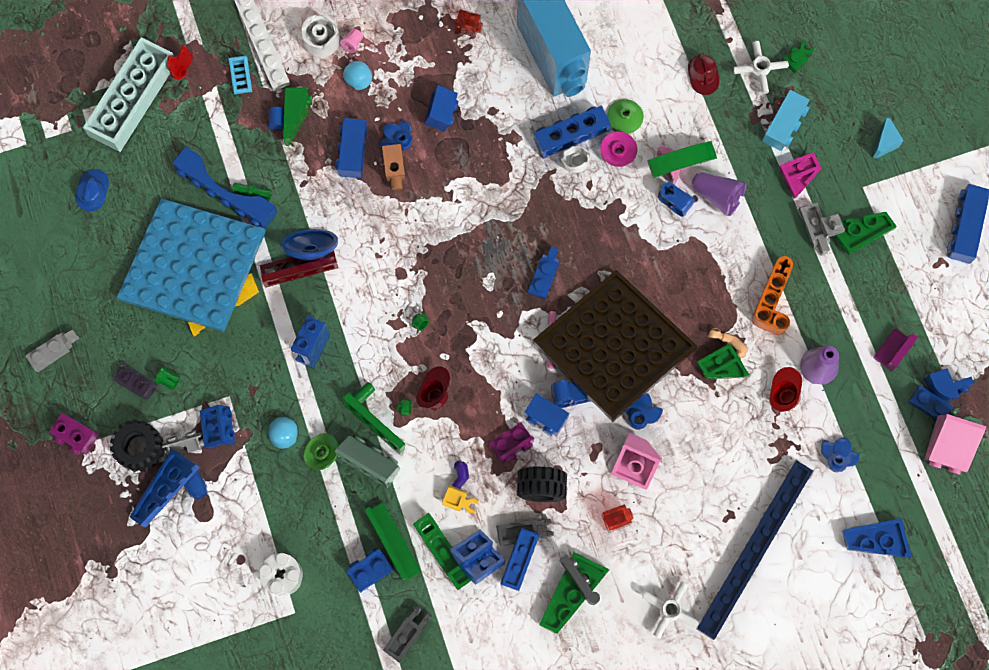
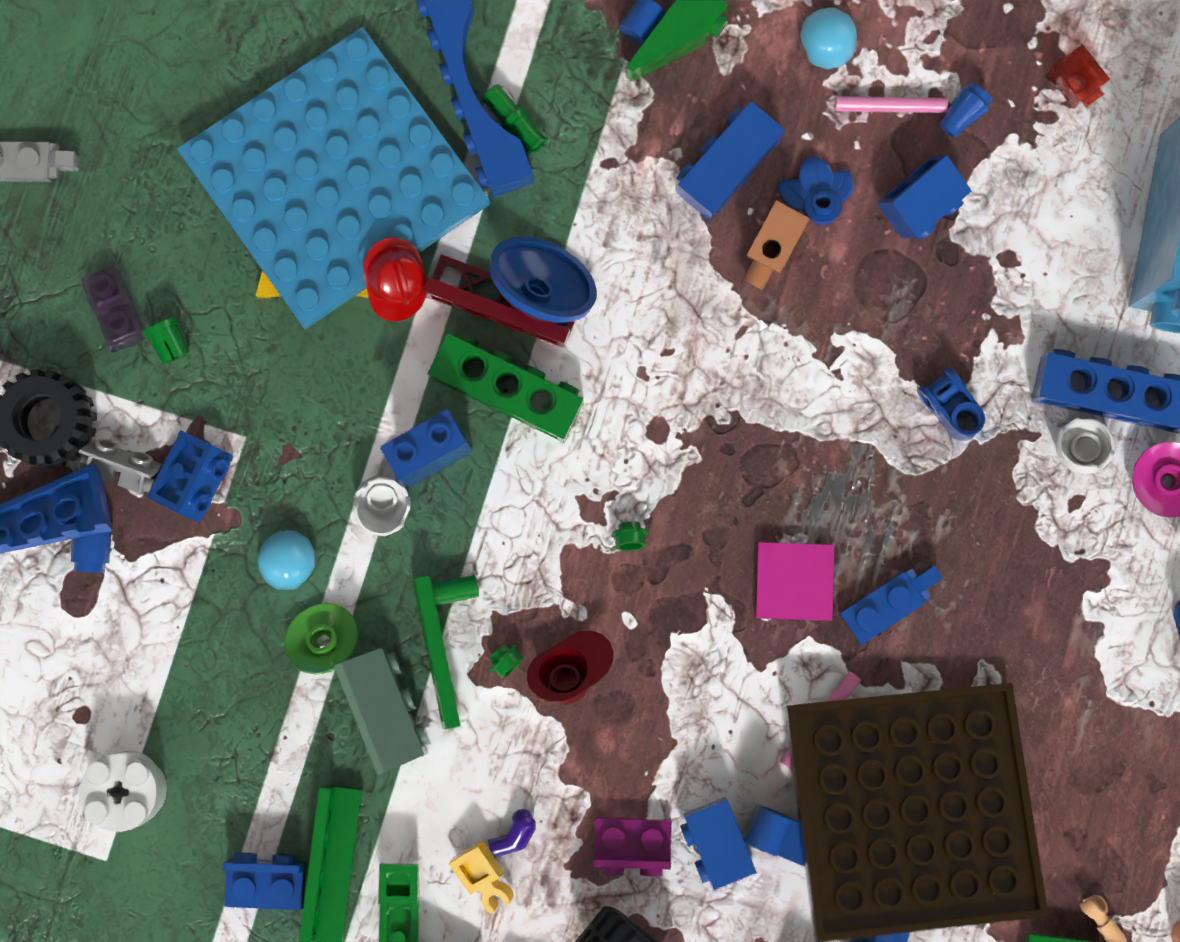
camera: 40 degrees right, 10 degrees up
(247, 286) = (394, 279): none -> red piece
(307, 380) = (381, 505): none -> white hair
(317, 305) = (449, 371): none -> green brick
(402, 83) = (891, 104): none -> bright pink bar
(432, 63) = (965, 109): none -> blue cone
(500, 293) = (794, 581): none -> dark pink tile
(509, 178) = (952, 402): none -> blue piece

